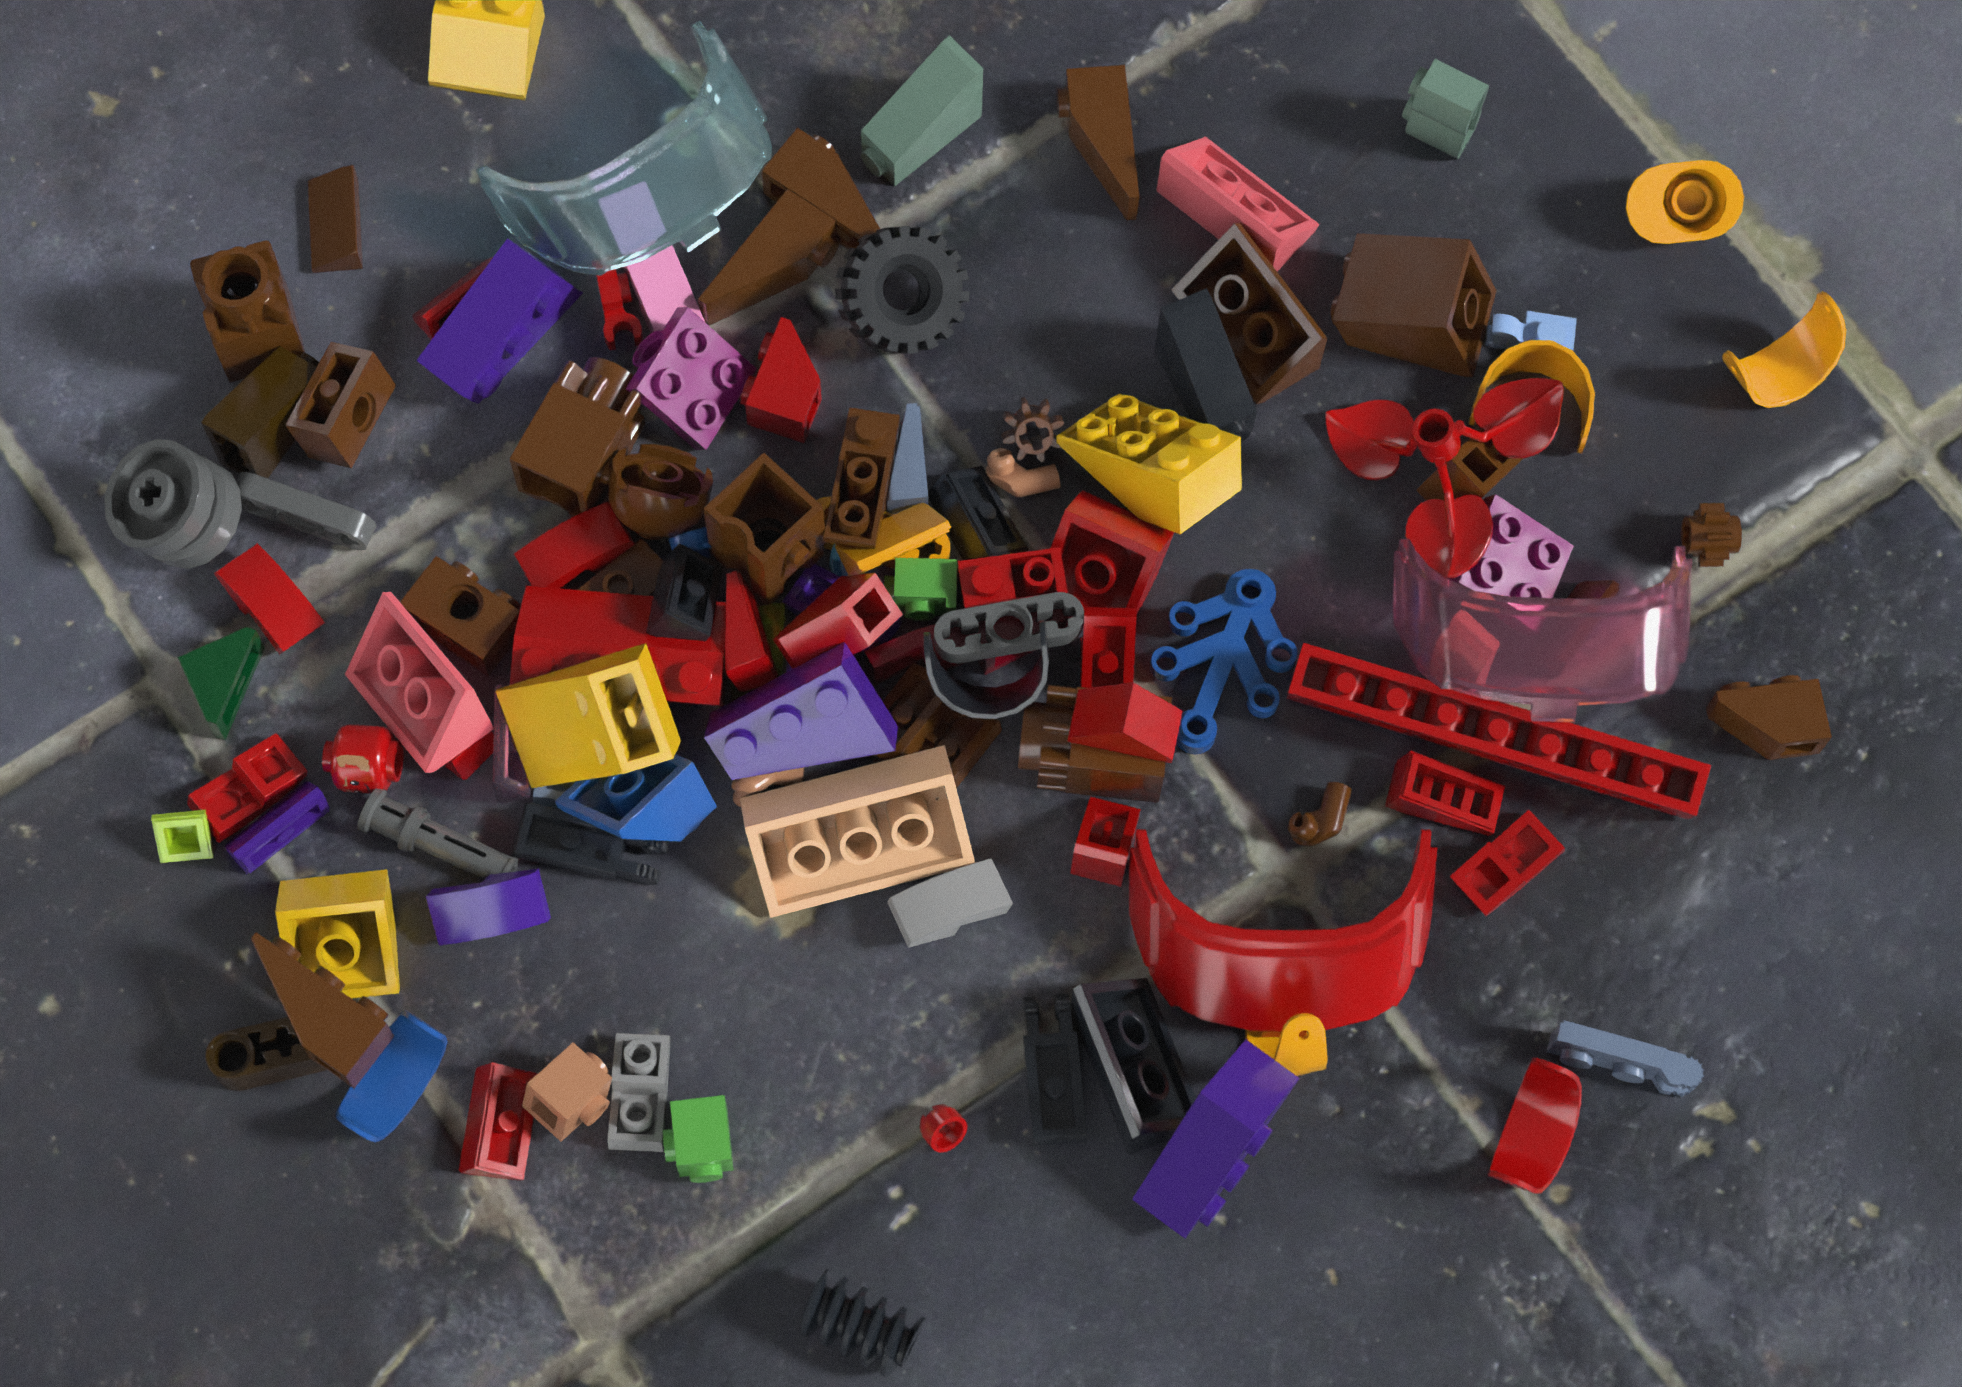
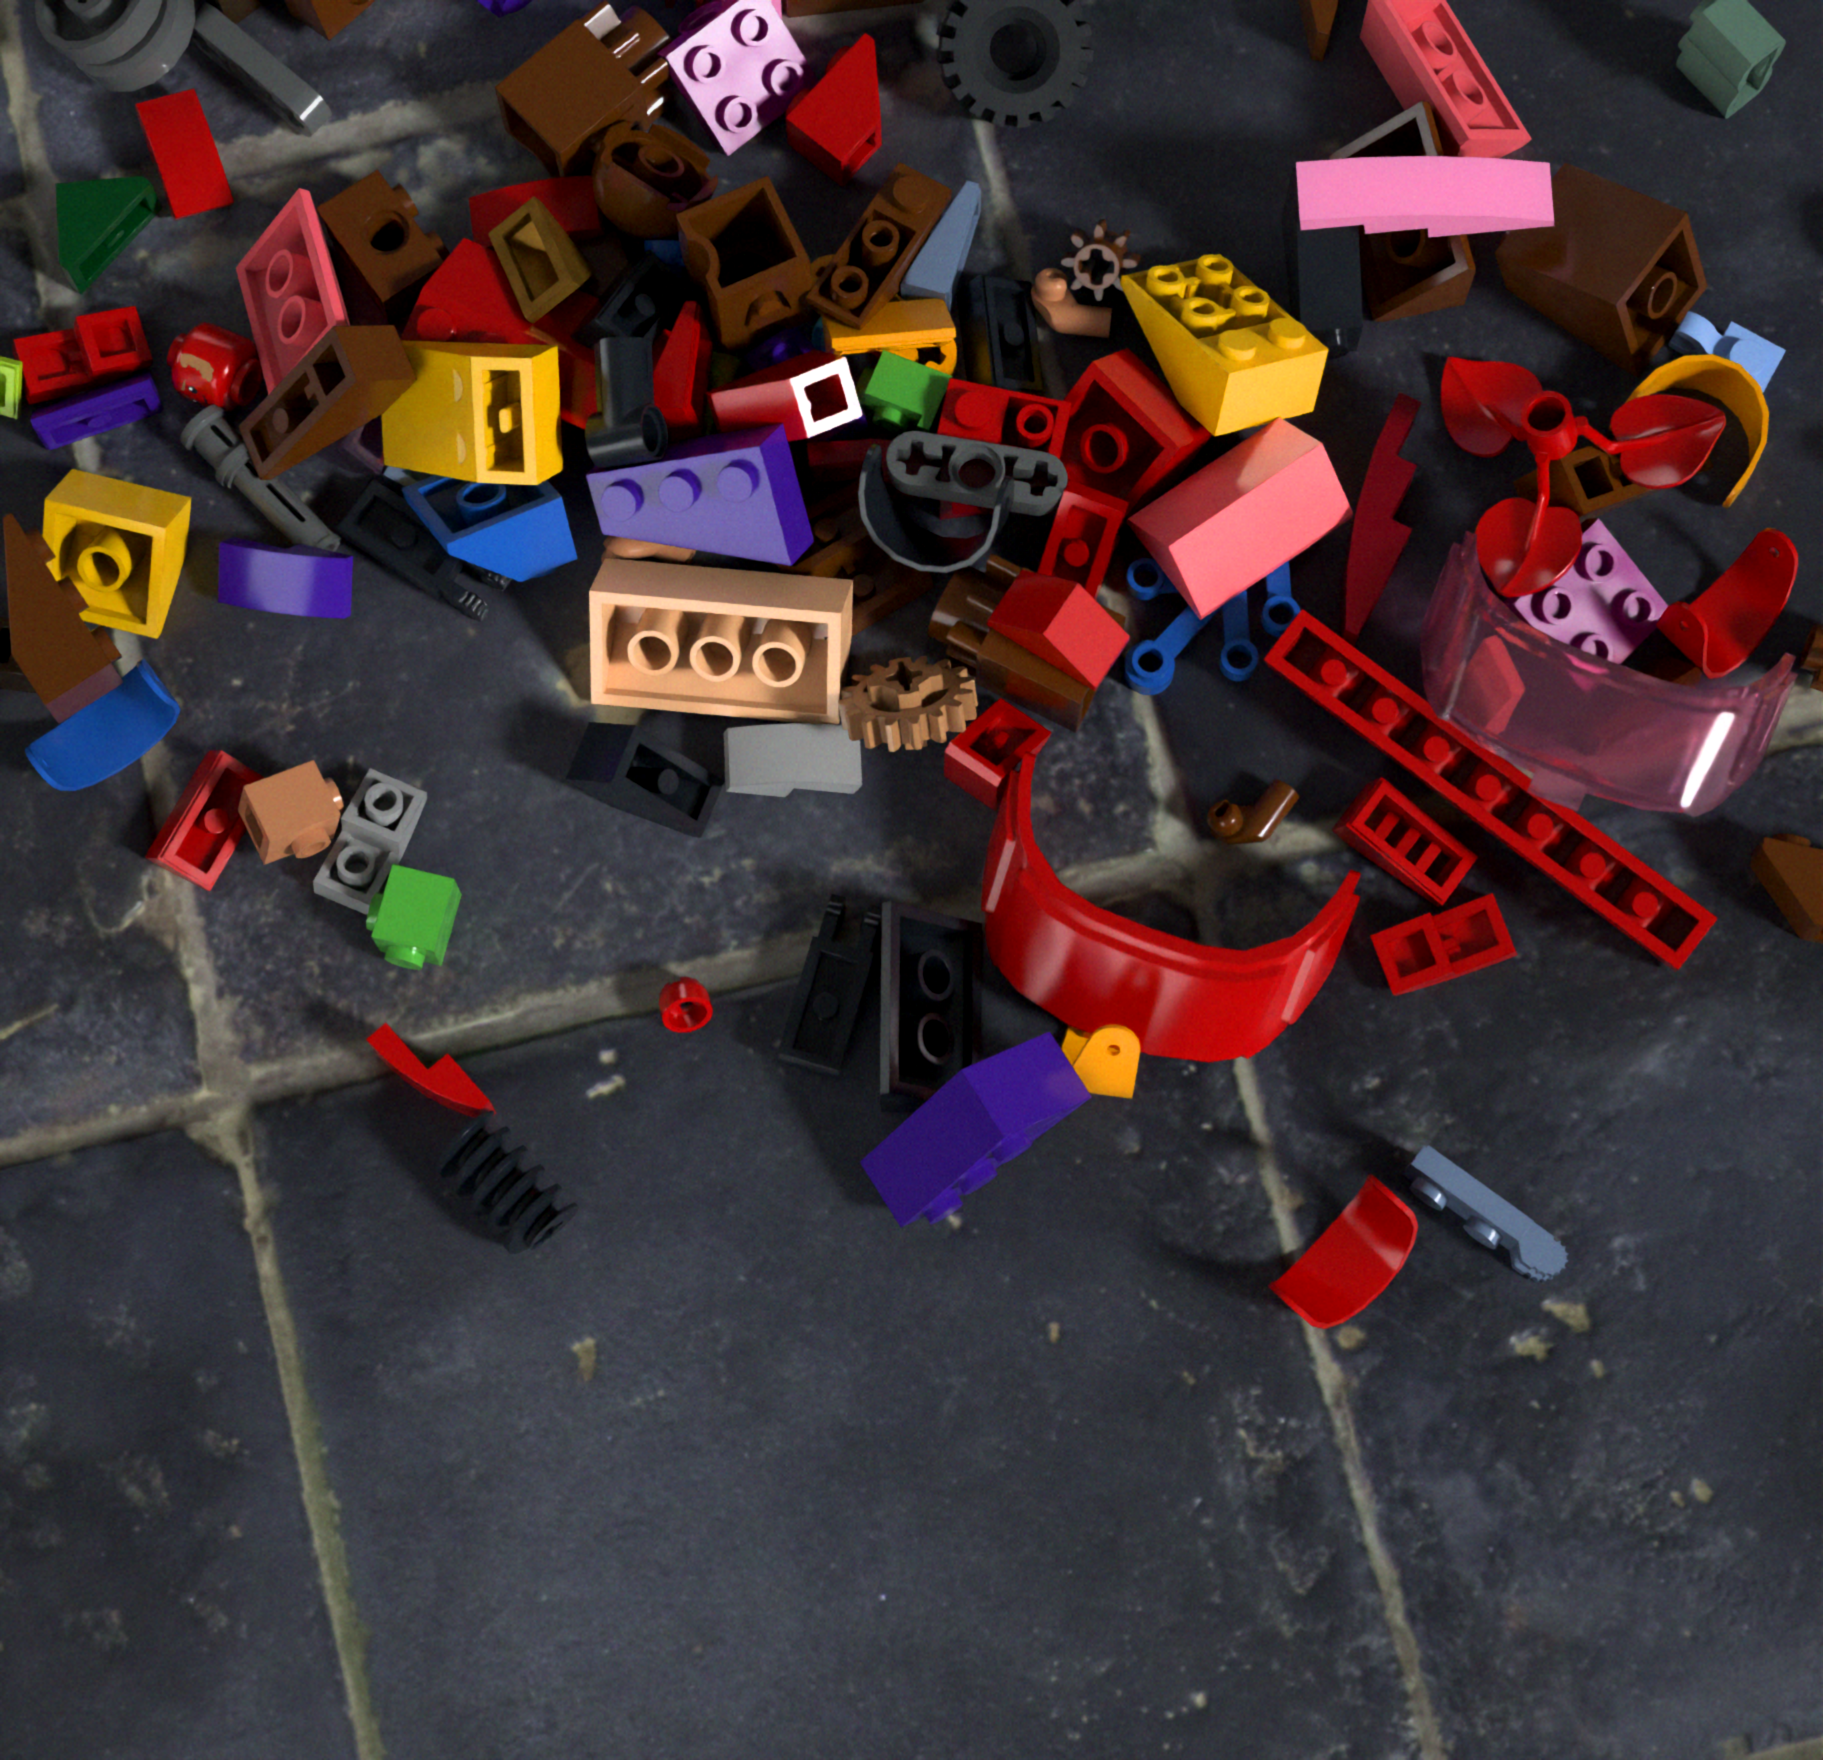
camera: 25 degrees right, 5 degrees up
(473, 749) = (327, 395): none -> reddish brown slope
(595, 582) = (539, 259): none -> pearl gold slope
(723, 683) = (626, 421): none -> black piece
(780, 1263) = (442, 1082): none -> red slope
(839, 960) = (644, 777): none -> black slope
(1026, 826) = (908, 703): none -> medium nougat gear
(1223, 587) = (1243, 515): none -> coral slope
(1269, 293) = (1425, 192): none -> bright pink slope
(1327, 571) = (1374, 537): none -> dark red slope
(1621, 524) = (1737, 609): none -> red piece

